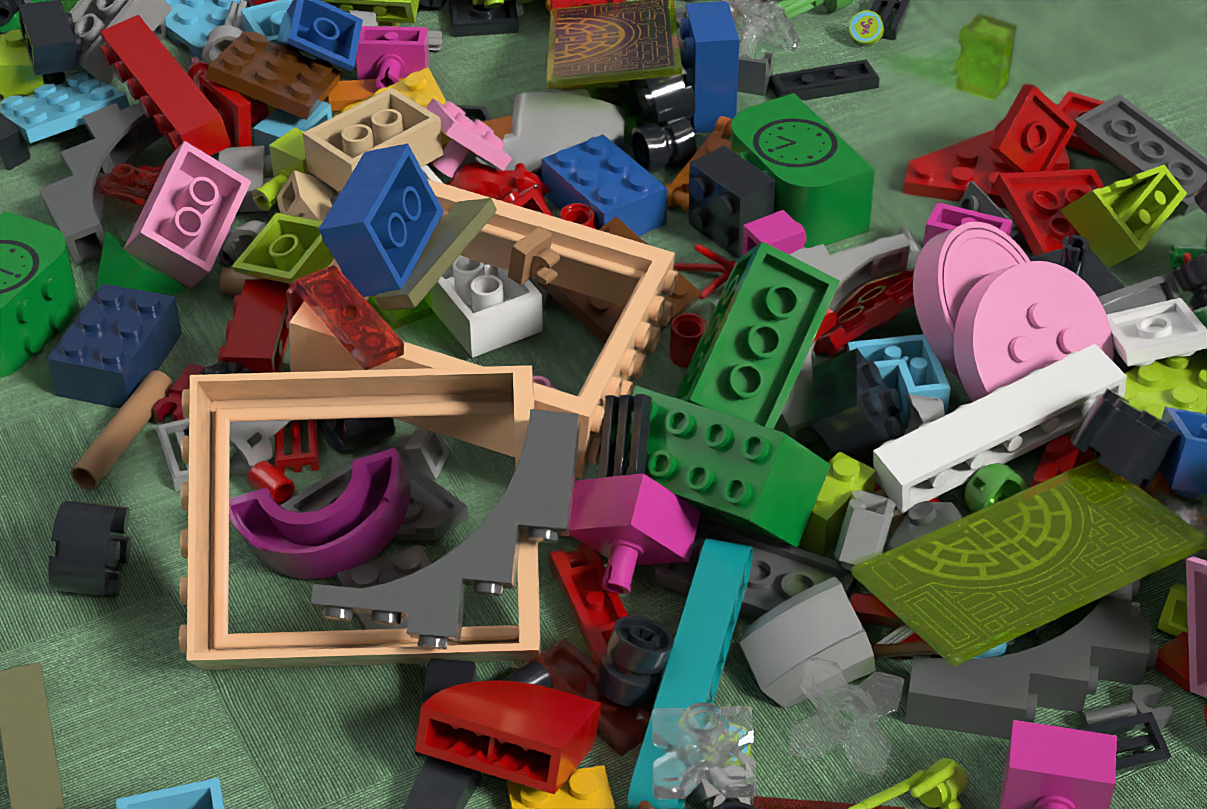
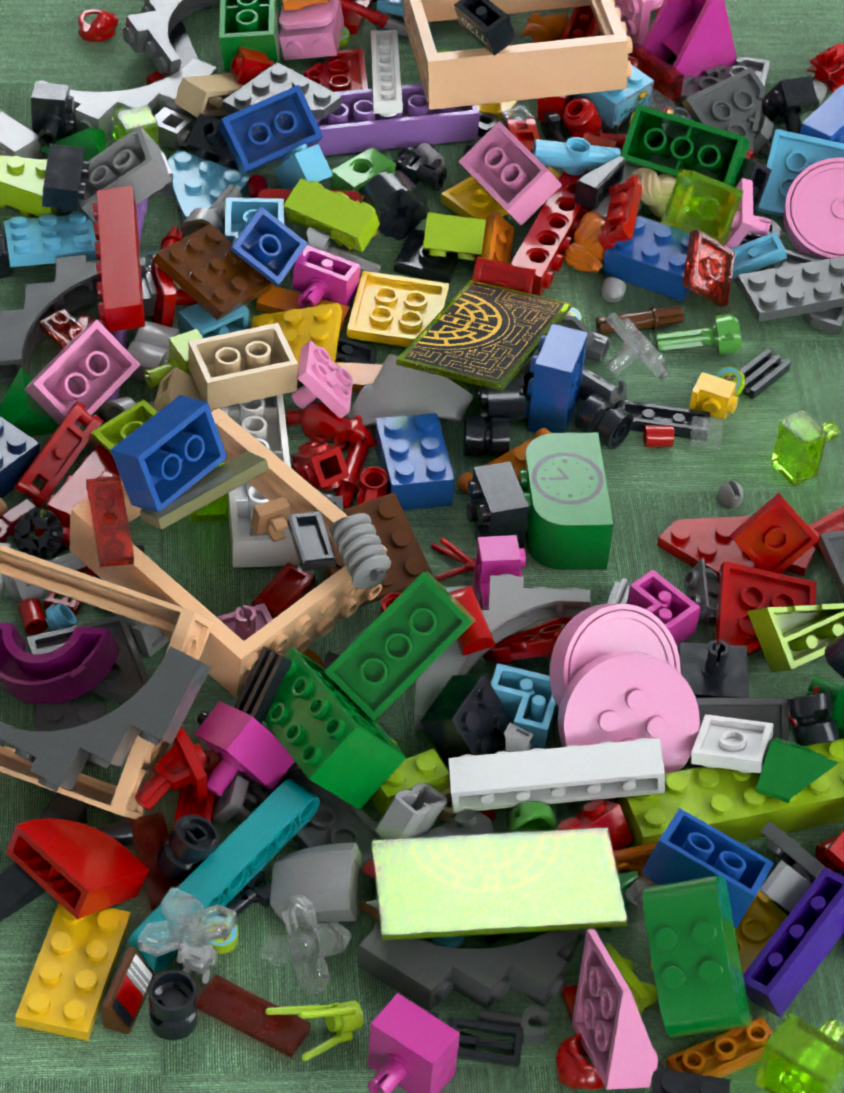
camera: 20 degrees right, 5 degrees up
(203, 303) = (58, 454): none -> red plate
(306, 471) = (60, 617): none -> medium azure plate
(486, 65) = (394, 308): none -> yellow plate
(549, 355) = (285, 589): none -> red tile
(579, 567) = (175, 770): none -> red piece
(592, 269) = (311, 541): none -> tile
(646, 593) = (233, 802): none -> light grey tile
(656, 256) = (361, 550): none -> light grey piece
(742, 688) = (252, 896): none -> black bar
(764, 87) = (599, 416): none -> black wheel
(833, 95) = (658, 436): none -> red hinge
(863, 42) = (714, 396): none -> yellow brick
(879, 76) = (706, 432): none -> clear tile
(942, 123) = (726, 494): none -> light grey hinge
(1125, 438) = (628, 821): black brick -> none

